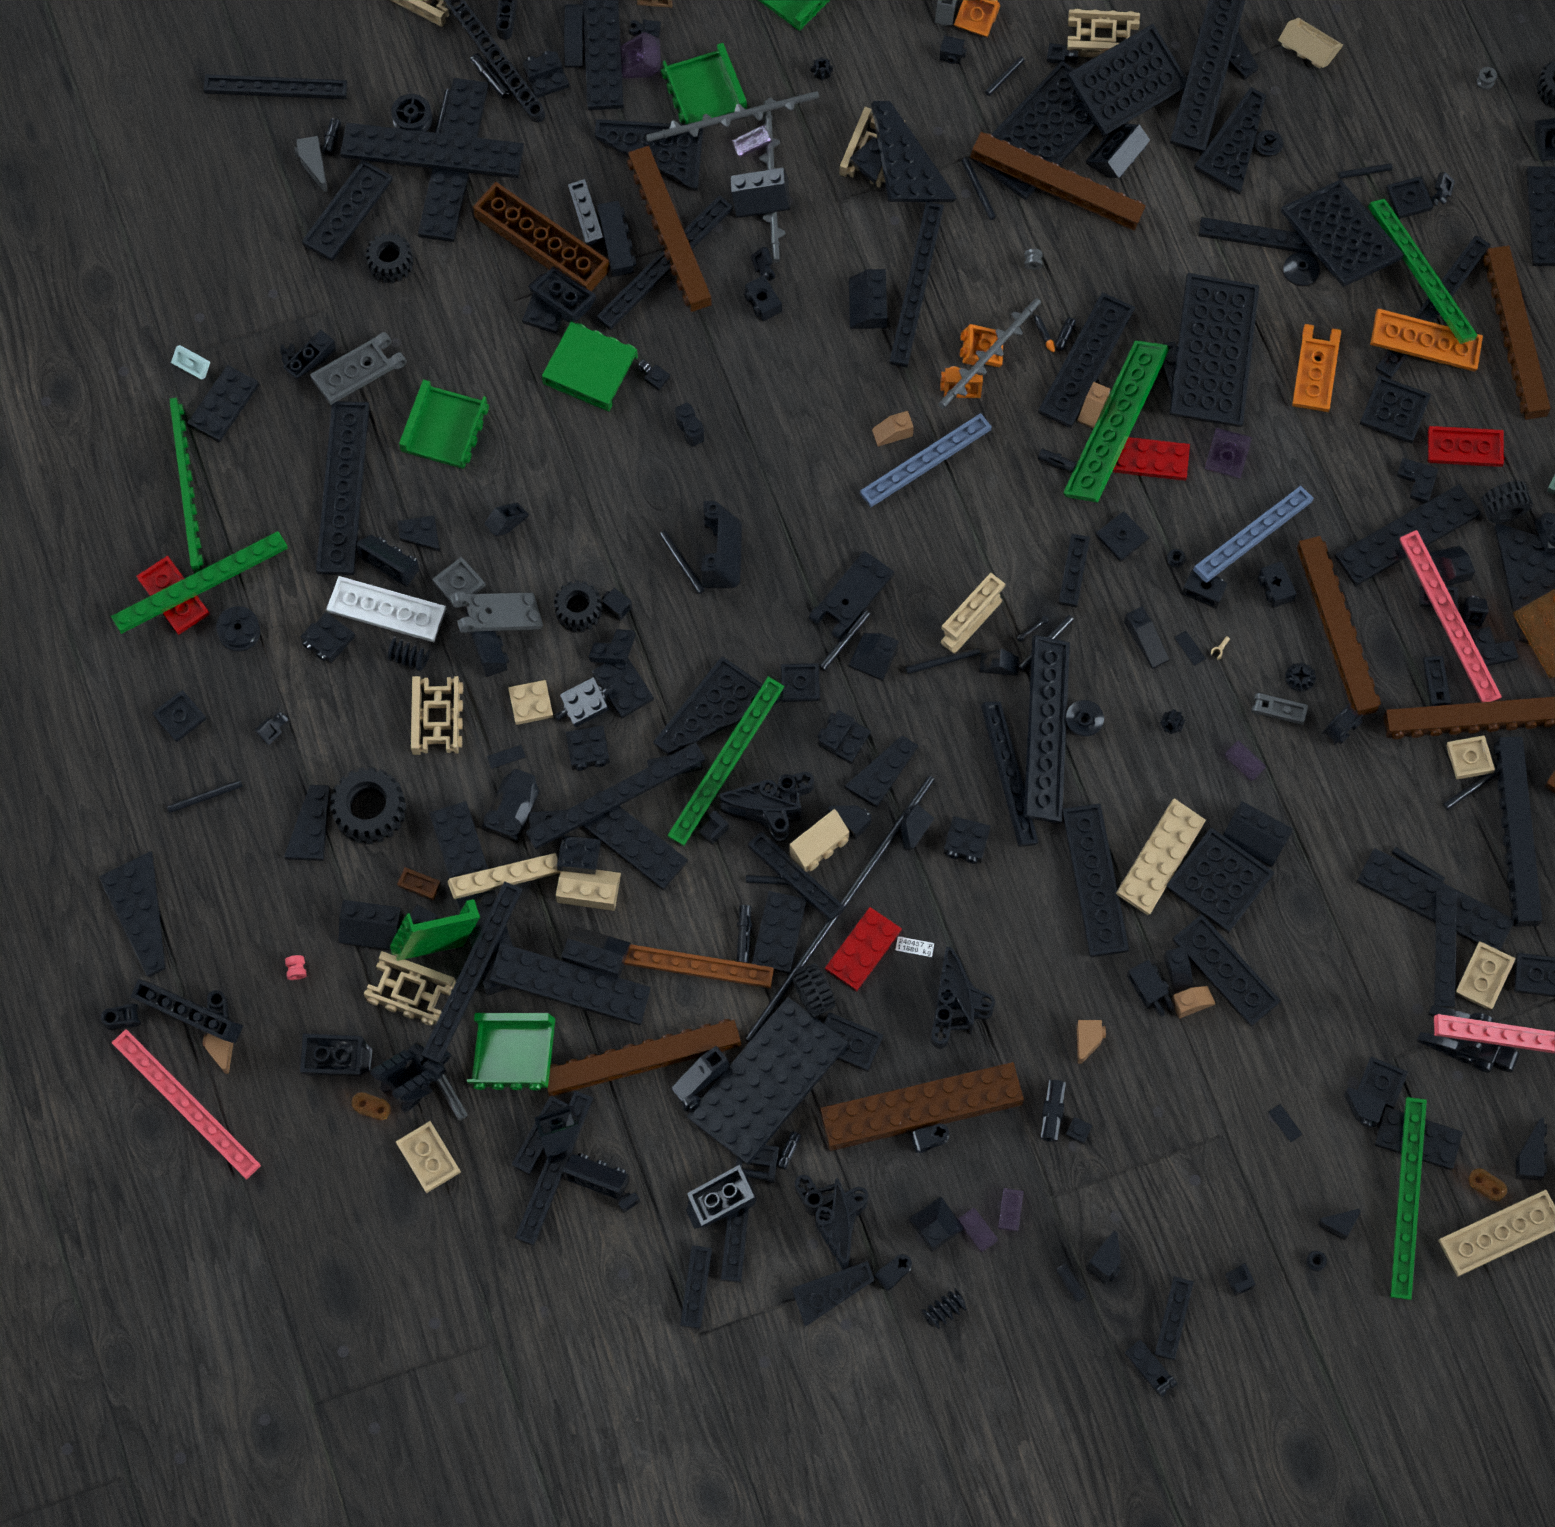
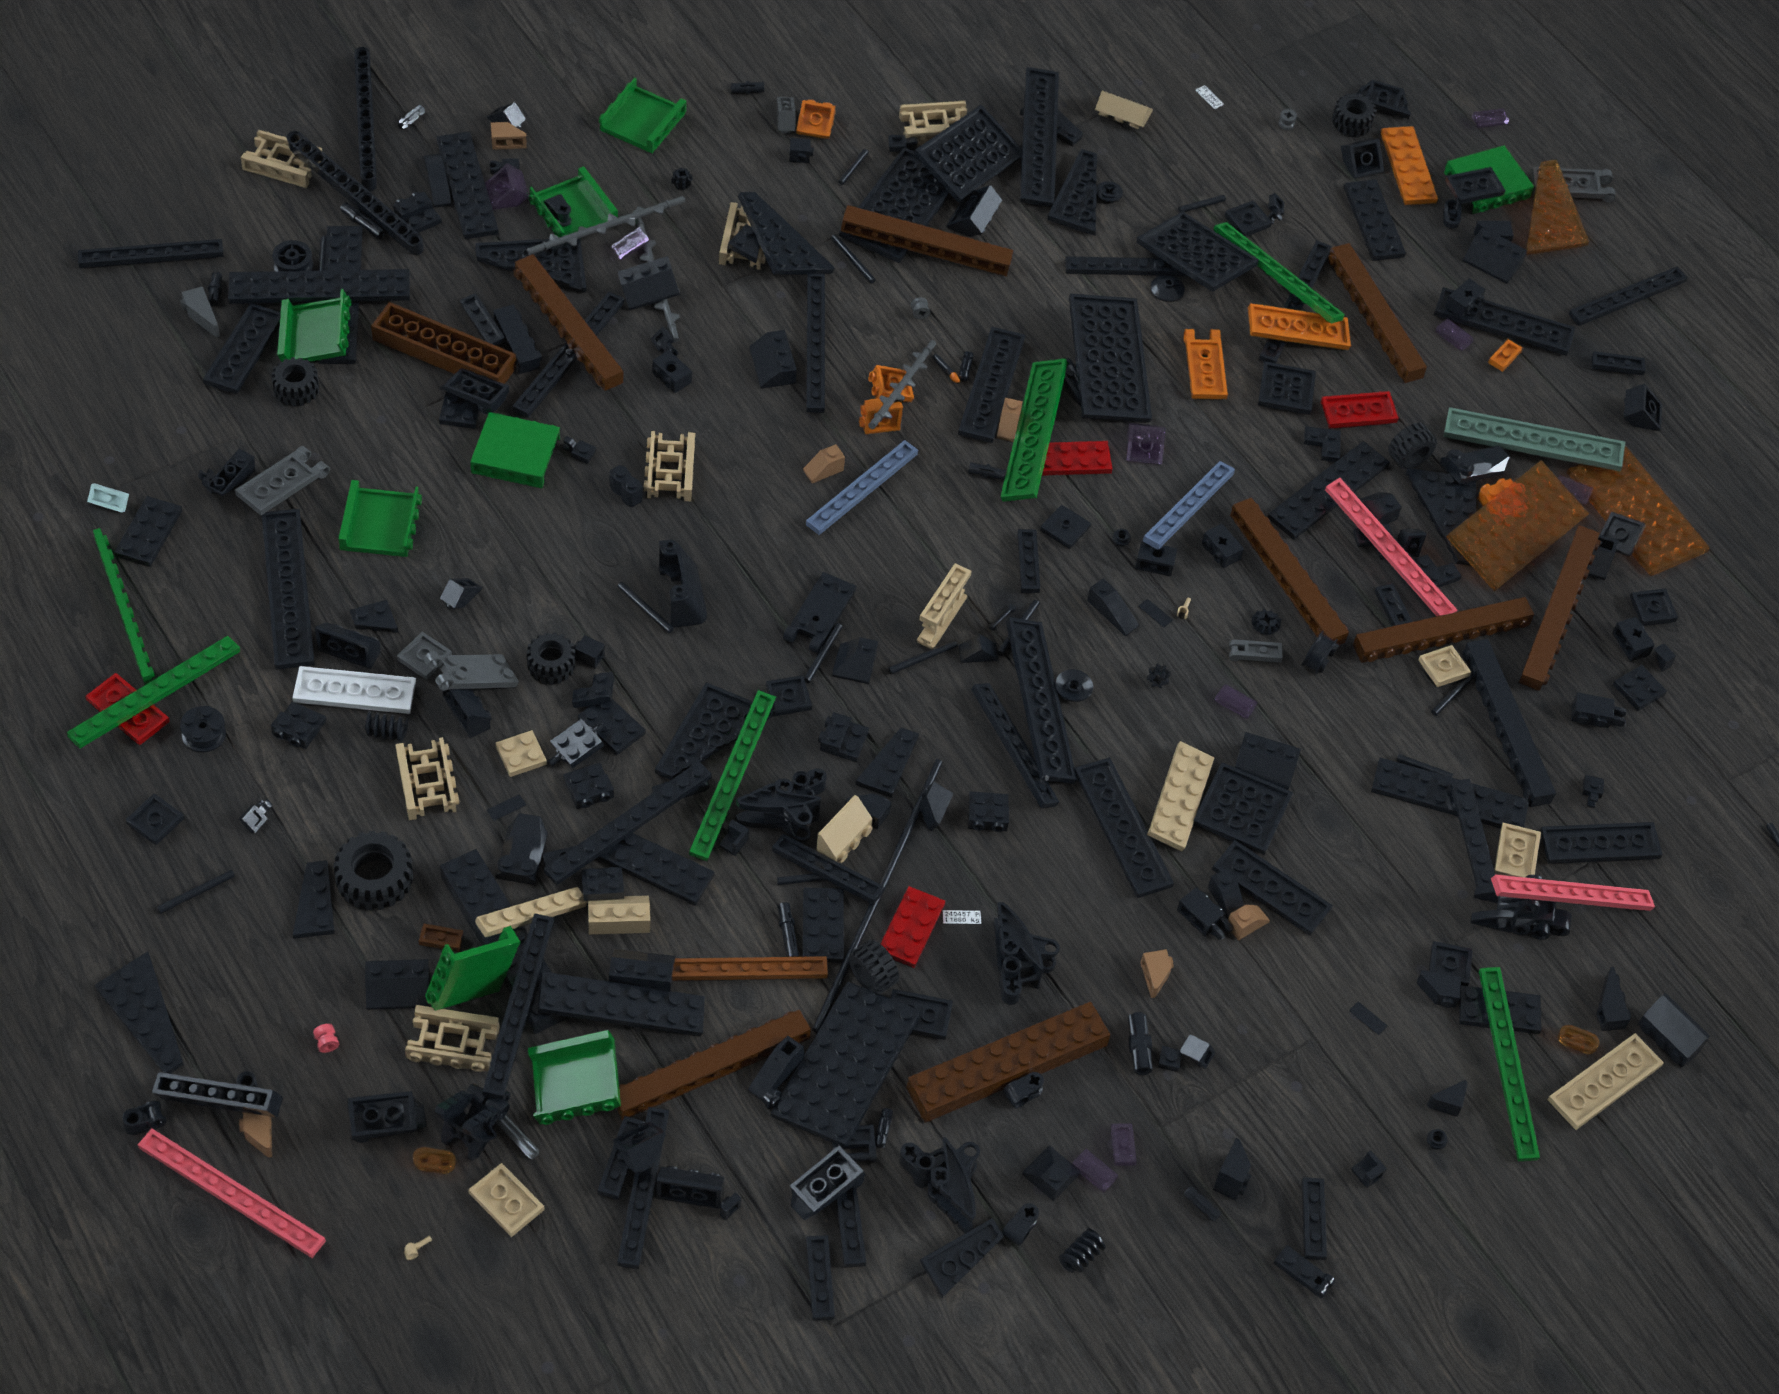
camera: 20 degrees left, 15 degrees down
(334, 1188) = (411, 1248): none -> tan hand
(417, 200) = (314, 329): none -> green panel
(687, 91) = (559, 209): none -> black piece
(752, 410) = (685, 466): none -> tan fence
(1106, 1129) = (1198, 1050): none -> panel
(1409, 36) = (1209, 97): none -> white sticker

